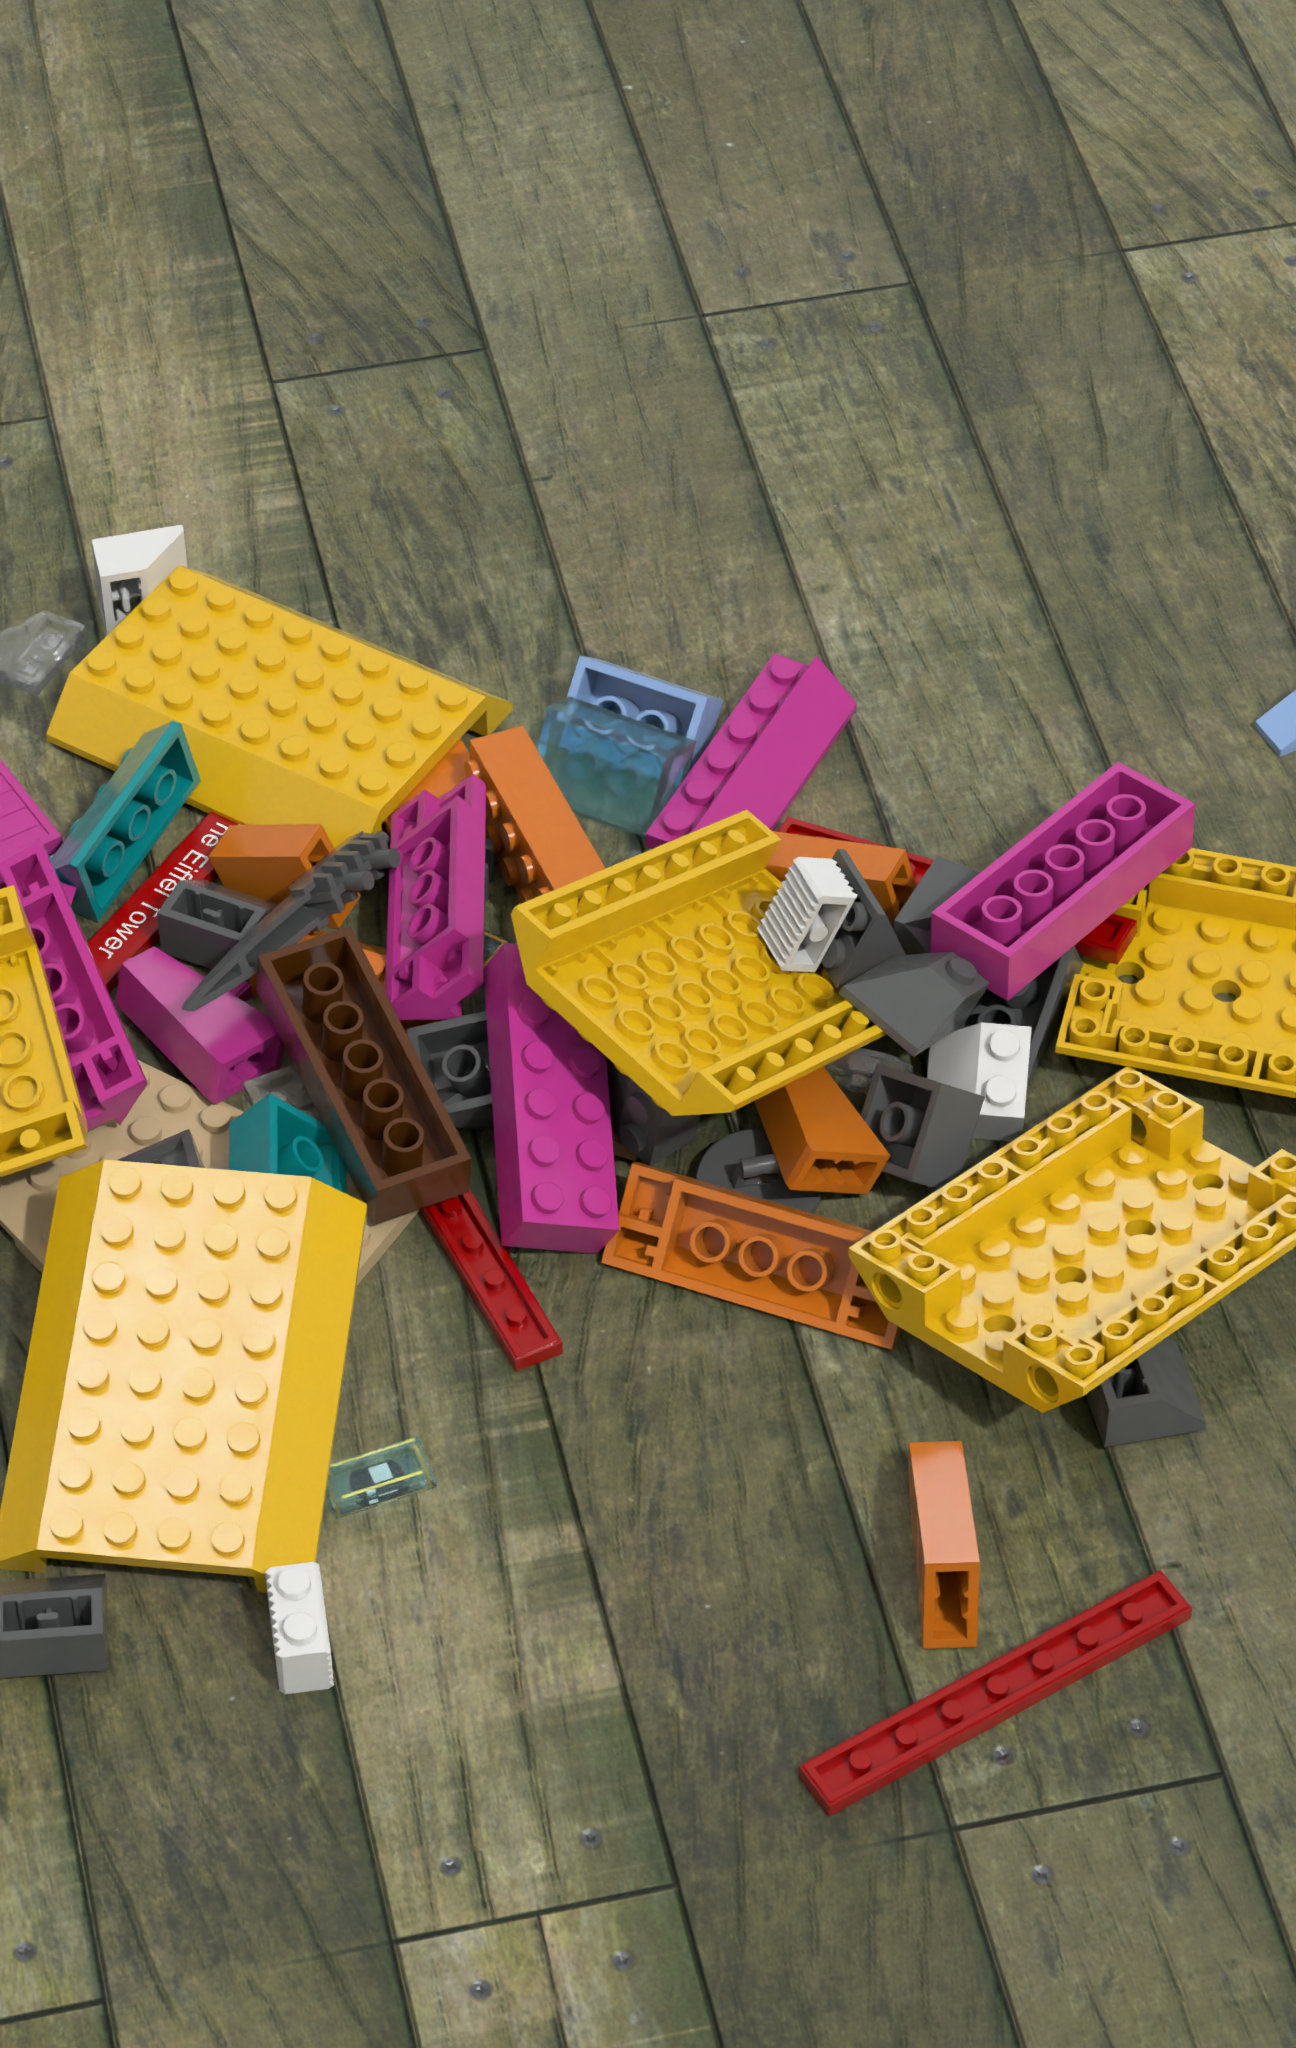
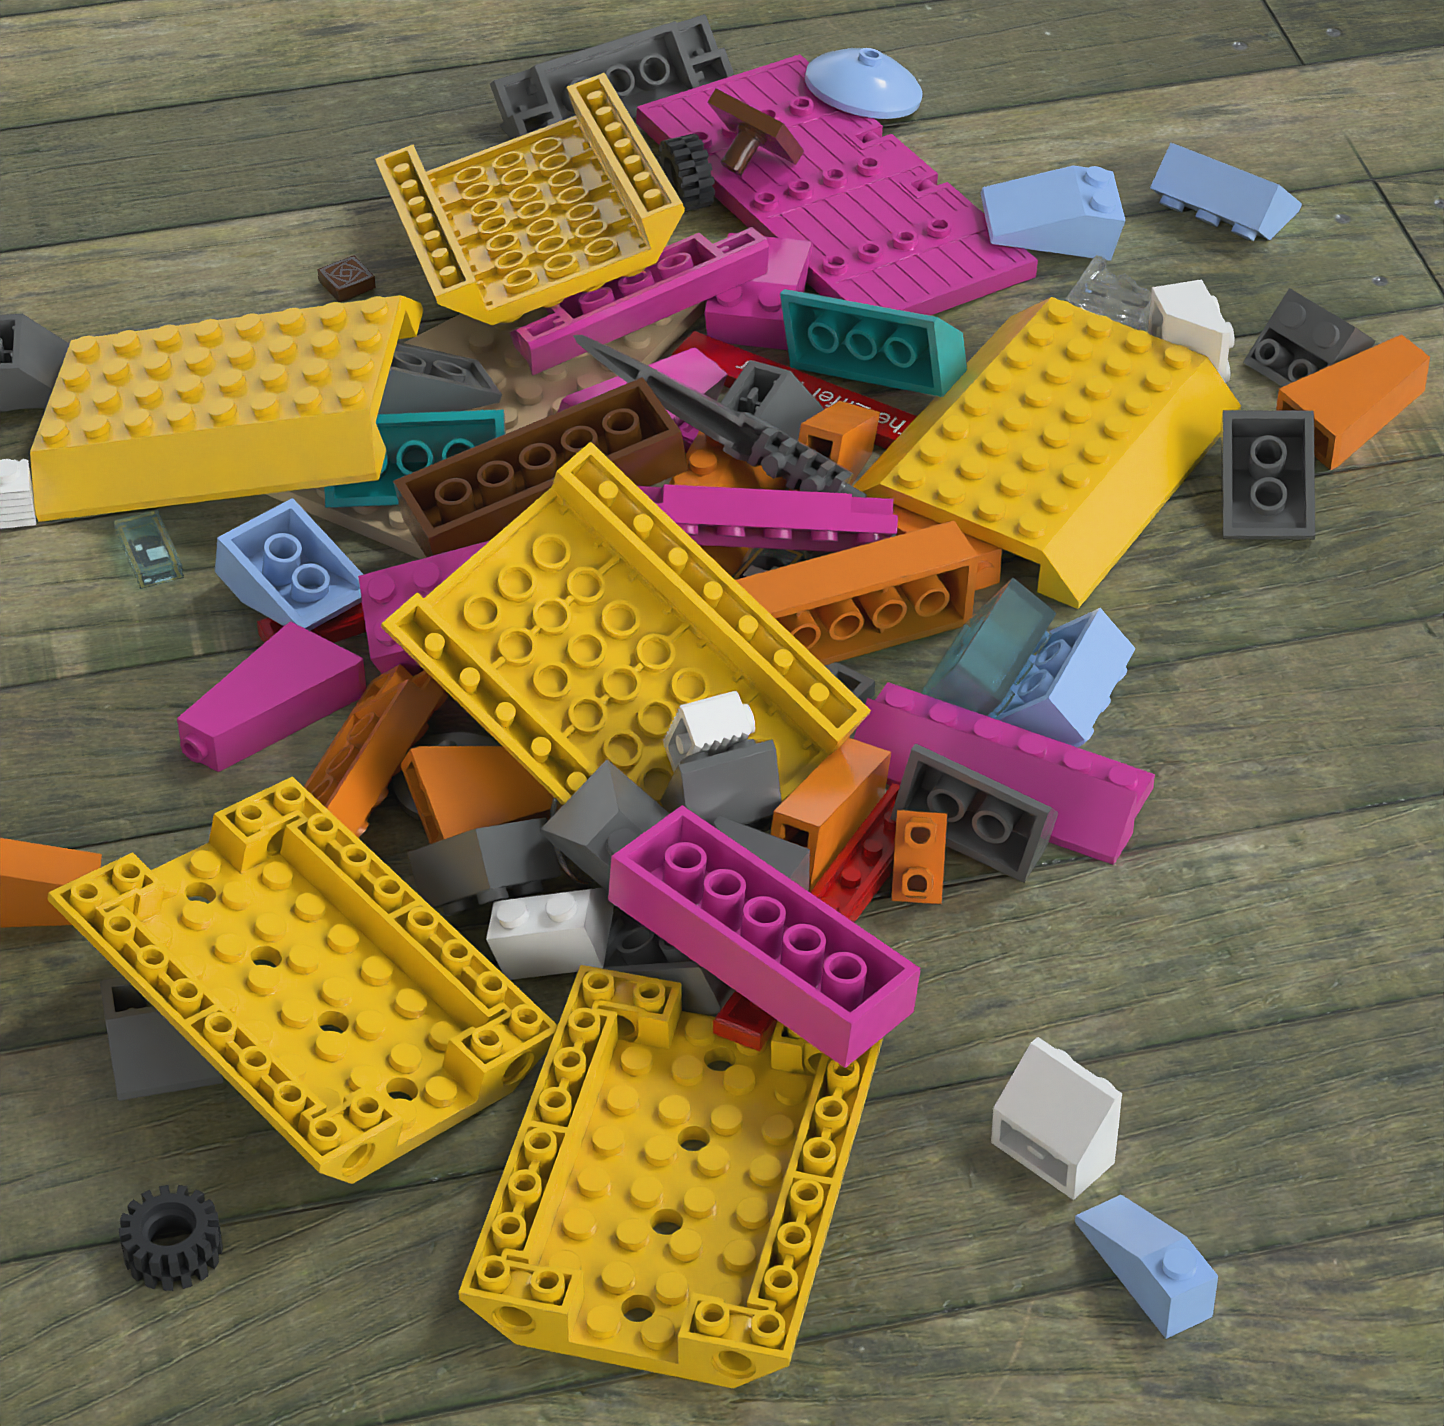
camera: 90 degrees right, 5 degrees down
(137, 499) = (1303, 341): none -> dark grey slope
(223, 485) = (1357, 396): none -> orange slope
(338, 553) = (1268, 474): none -> dark grey slope
(458, 1318) = (288, 568): none -> light blue slope
(644, 1335) = (270, 696): none -> dark pink slope
(834, 770) = (983, 815): none -> dark grey slope
(881, 819) = (919, 856): none -> orange hips
(1205, 736) = (1058, 1119): none -> white slope

